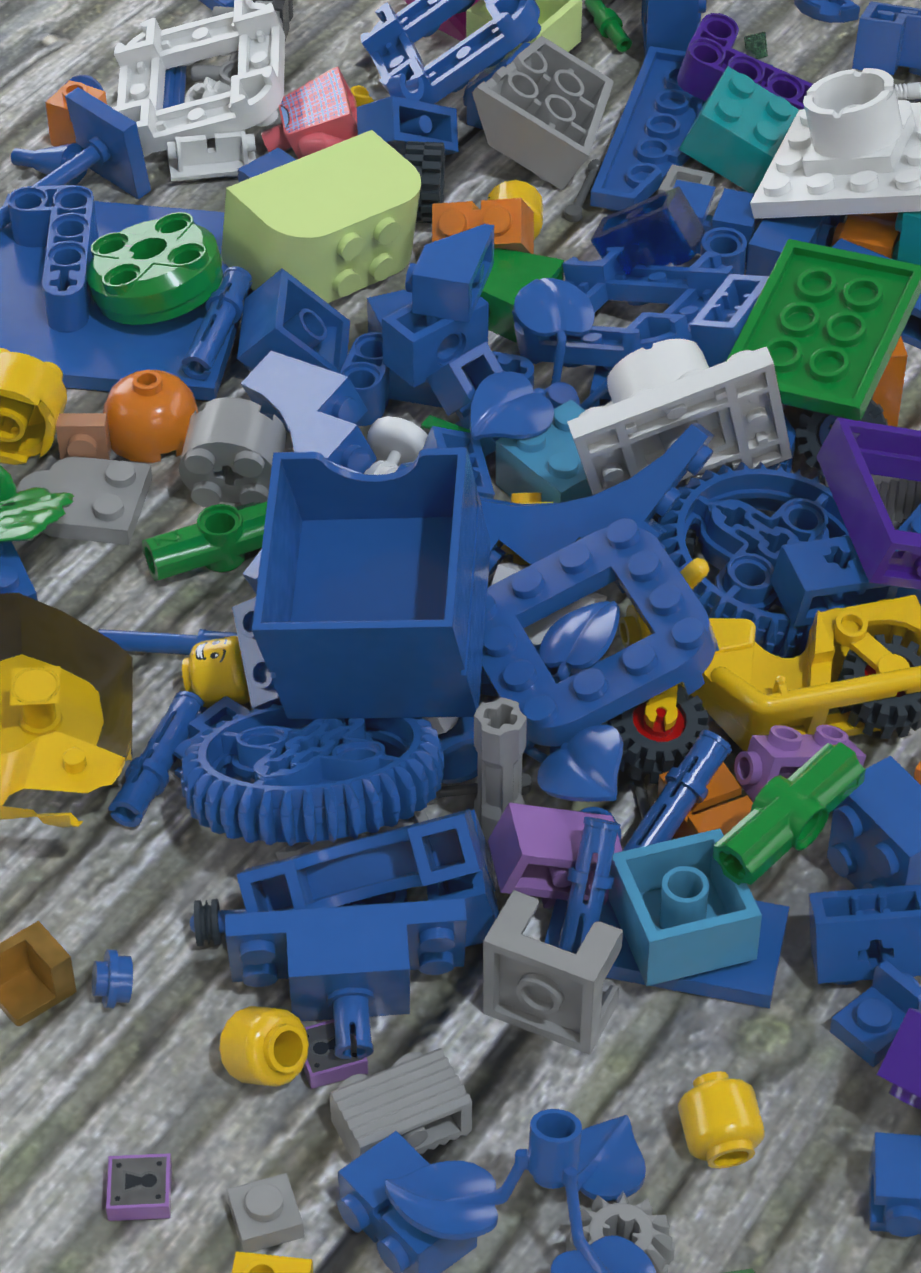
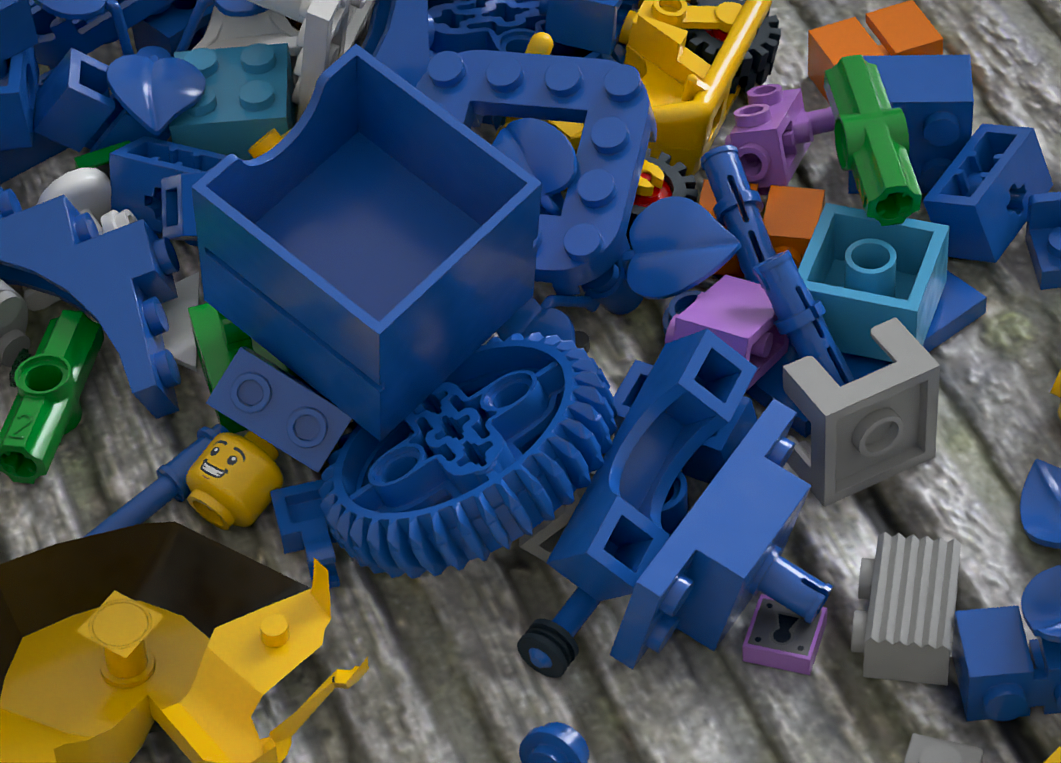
camera: 50 degrees left, 0 degrees up
(148, 773) = (249, 537): blue pin -> none
(264, 1046) = (755, 670): yellow head -> none
(500, 744) = (607, 289): light grey axle -> none

